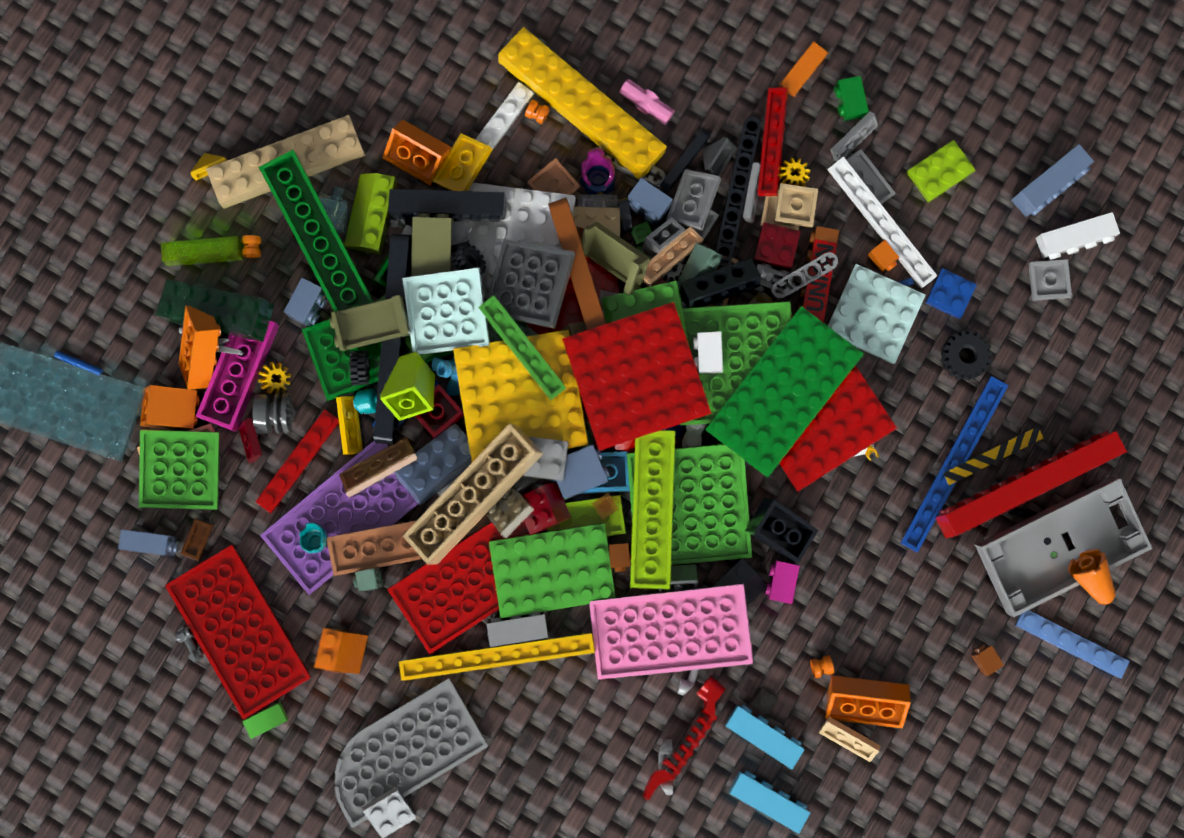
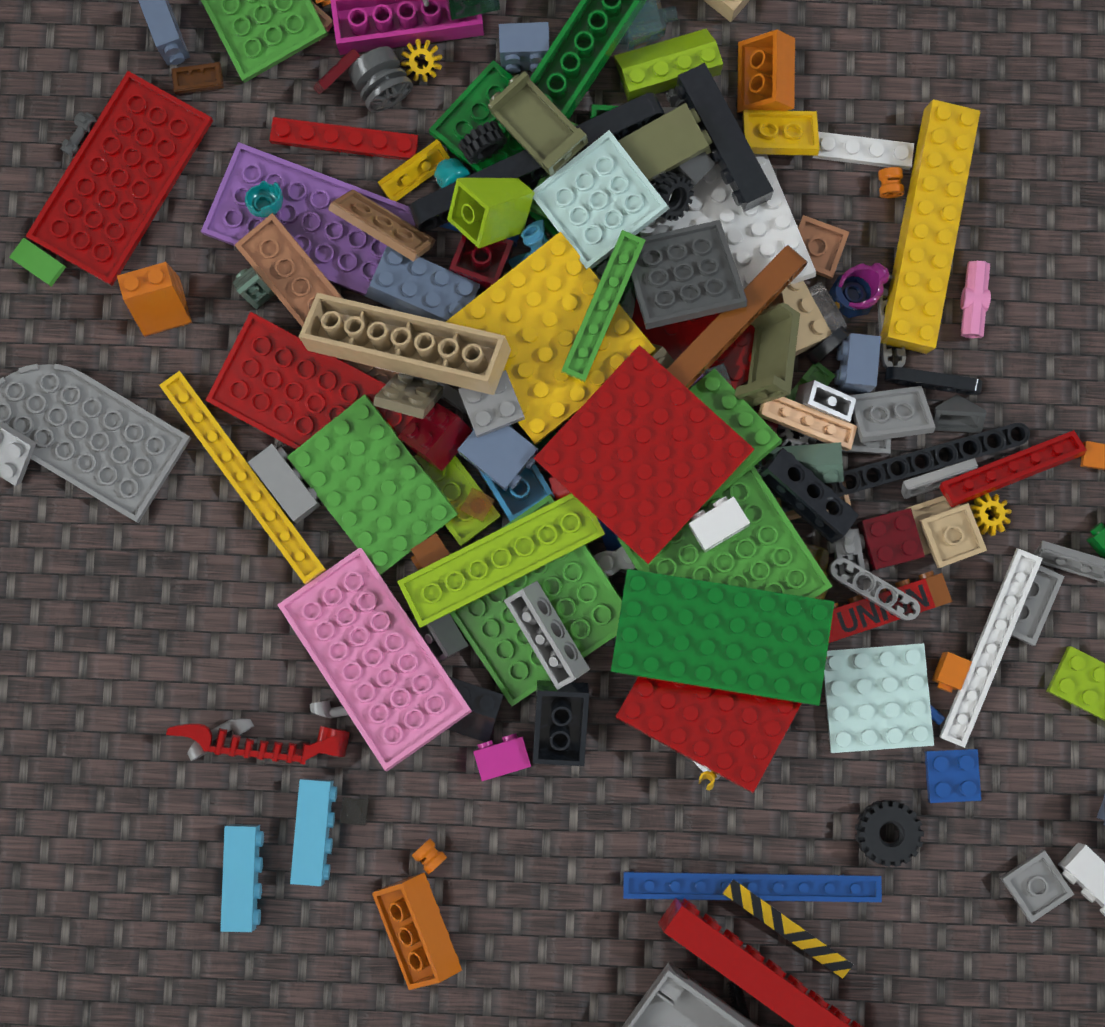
camera: 65 degrees right, 0 degrees up
(720, 506) = (547, 635): none -> light grey brick
(849, 739) = (362, 934): tan plate -> none

